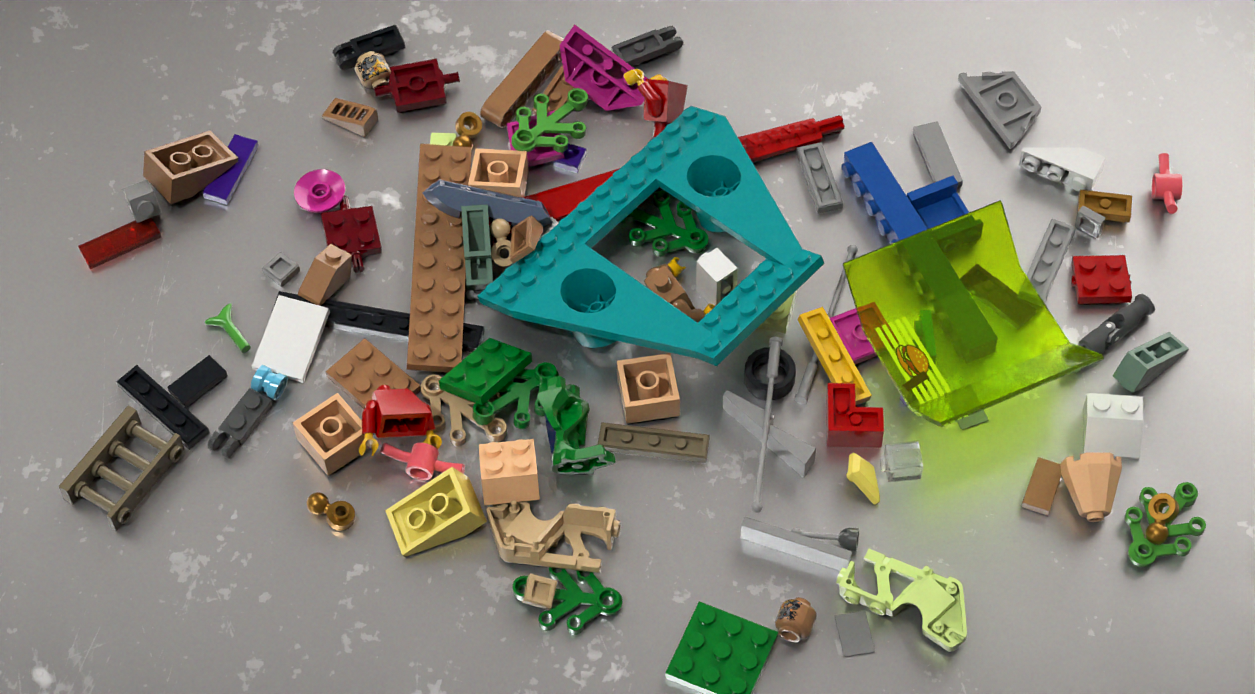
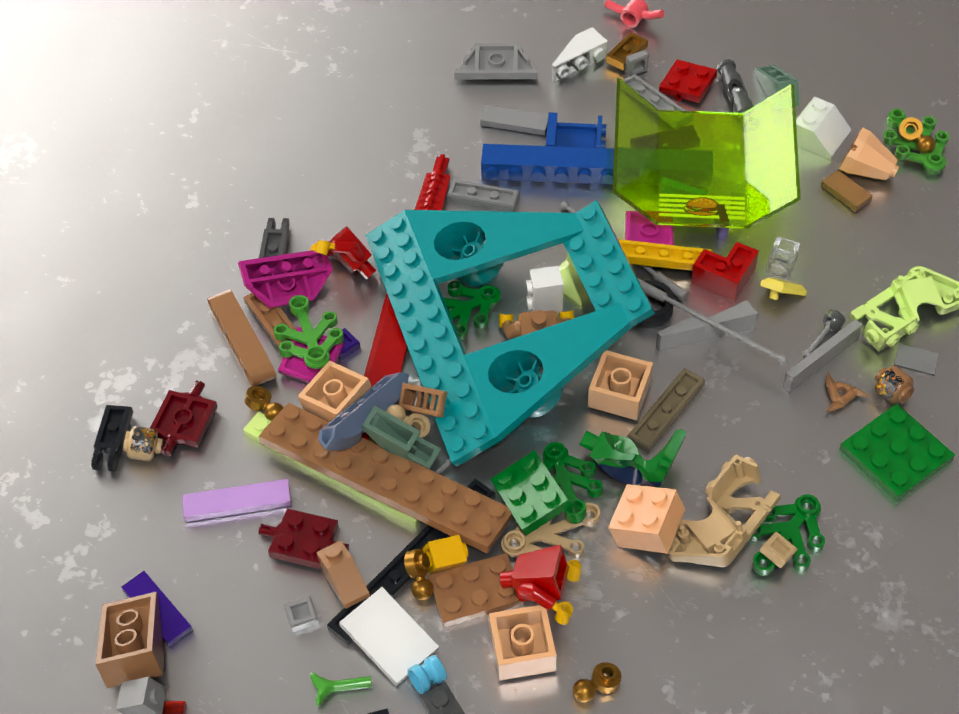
camera: 60 degrees left, 5 degrees down
(317, 183) = (239, 532): dark pink dish -> none
(350, 339) = (417, 565): none -> pearl gold plate
(361, 167) = (236, 500): none -> lavender tile
(367, 113) = (186, 486): medium nougat slope -> none
(387, 338) = (446, 553): none -> yellow brick
(421, 460) = (592, 584): coral piece -> none
(436, 513) = (651, 599): light yellow slope -> none
(767, 589) = (837, 400): none -> medium nougat piece

